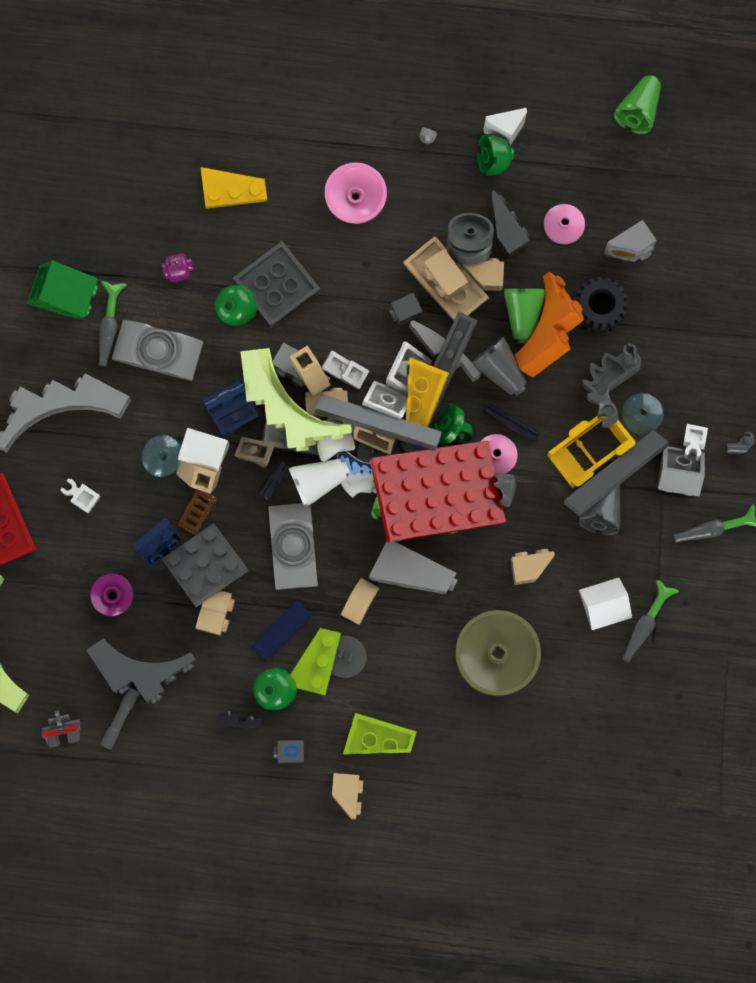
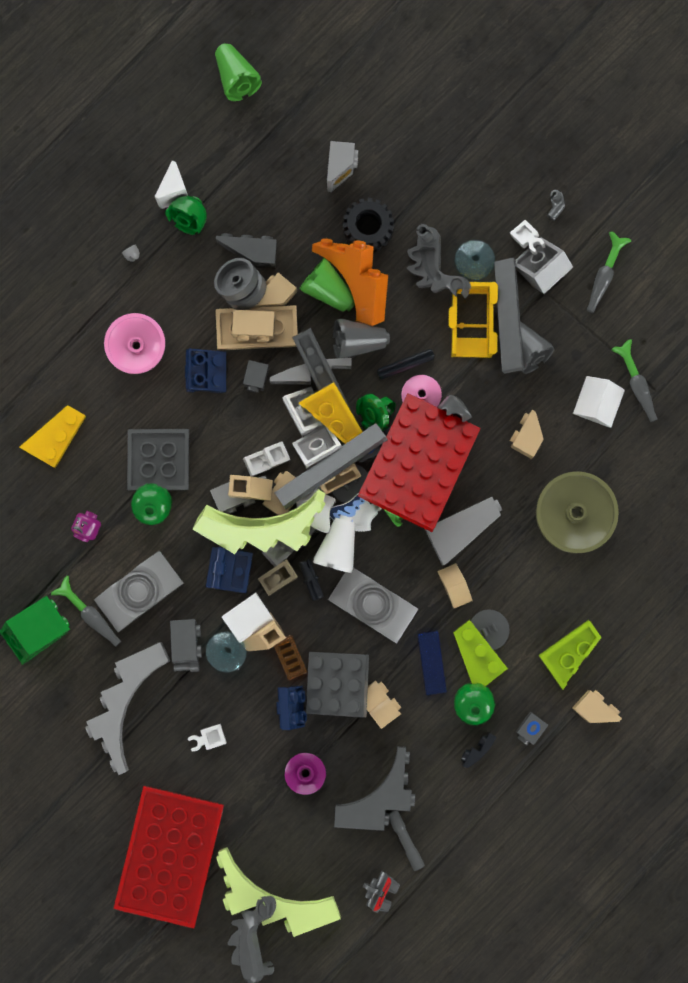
camera: 45 degrees left, 5 degrees up
(142, 418) = (185, 645): none -> dark grey hinge
(378, 266) = (205, 370): none -> dark blue plate
(564, 233) = (282, 213): bright pink dish -> none

